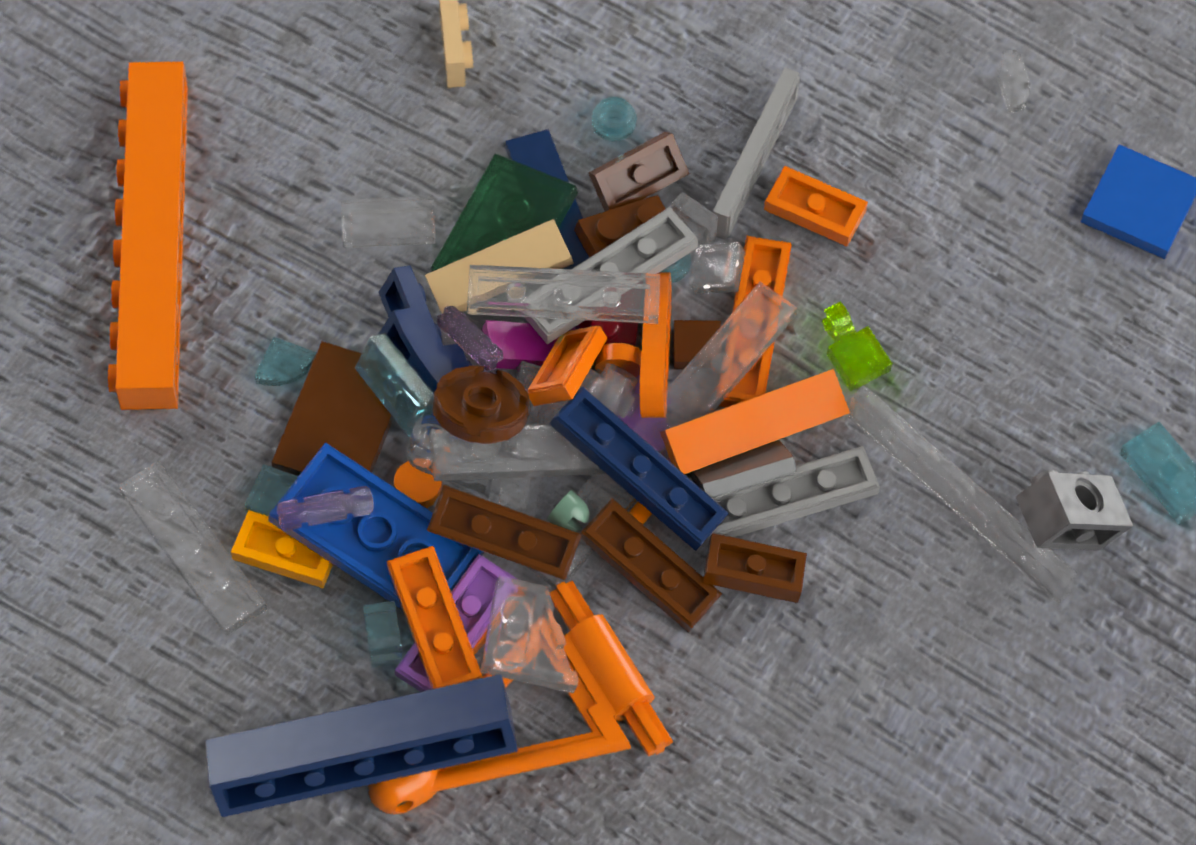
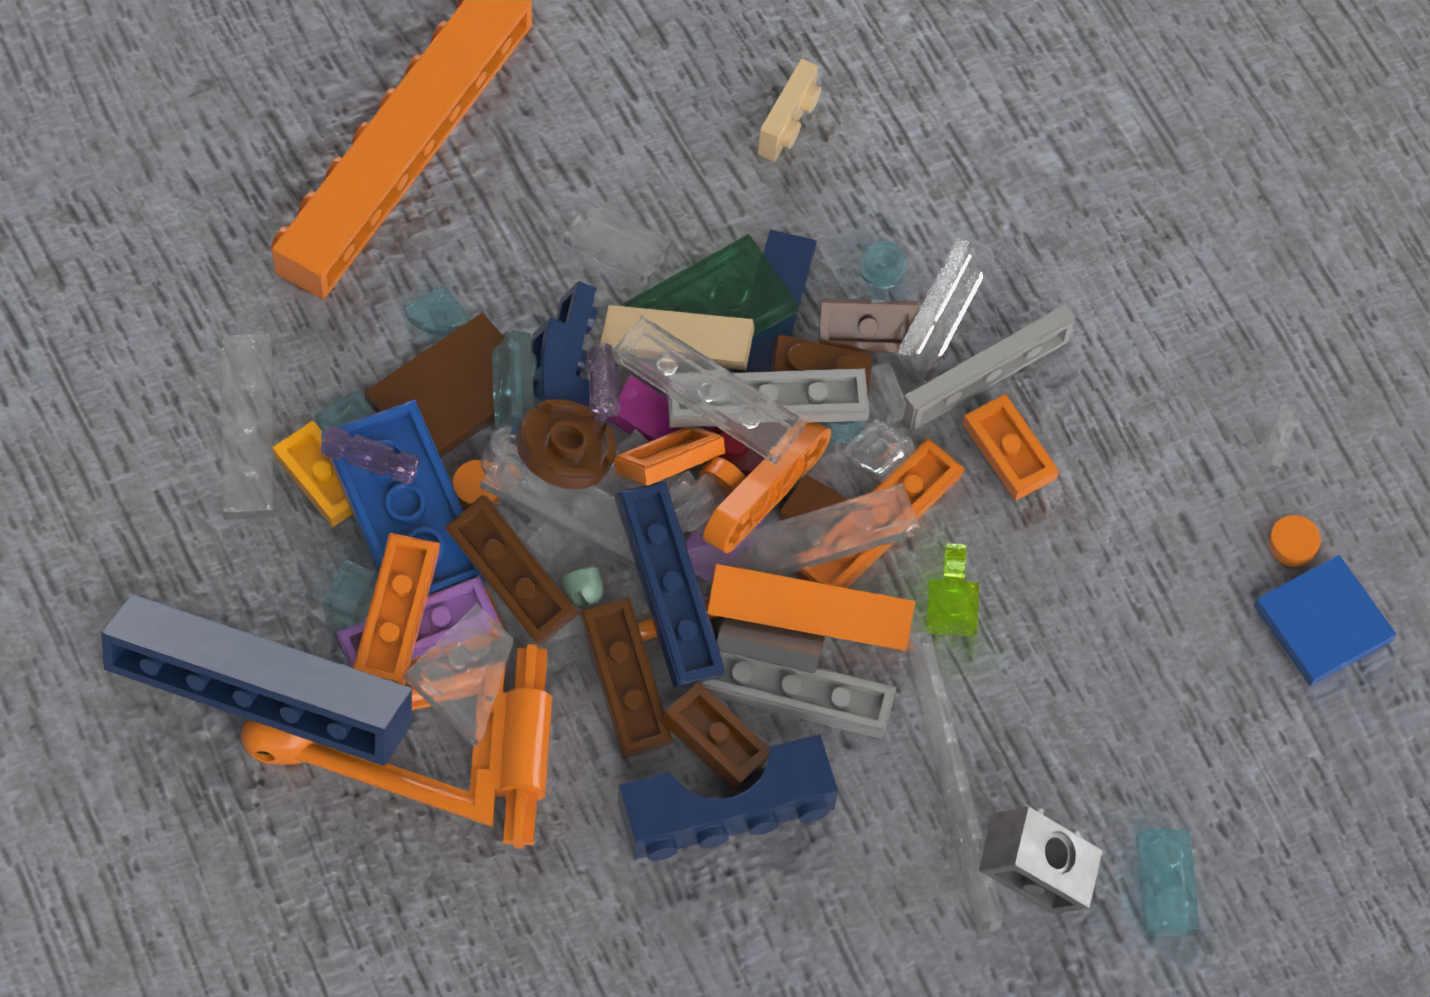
camera: 30 degrees right, 0 degrees up
(689, 130) = (941, 312): none -> clear tile
(760, 654) = (668, 817): none -> dark blue arch
(1077, 154) = (1294, 541): none -> orange tile

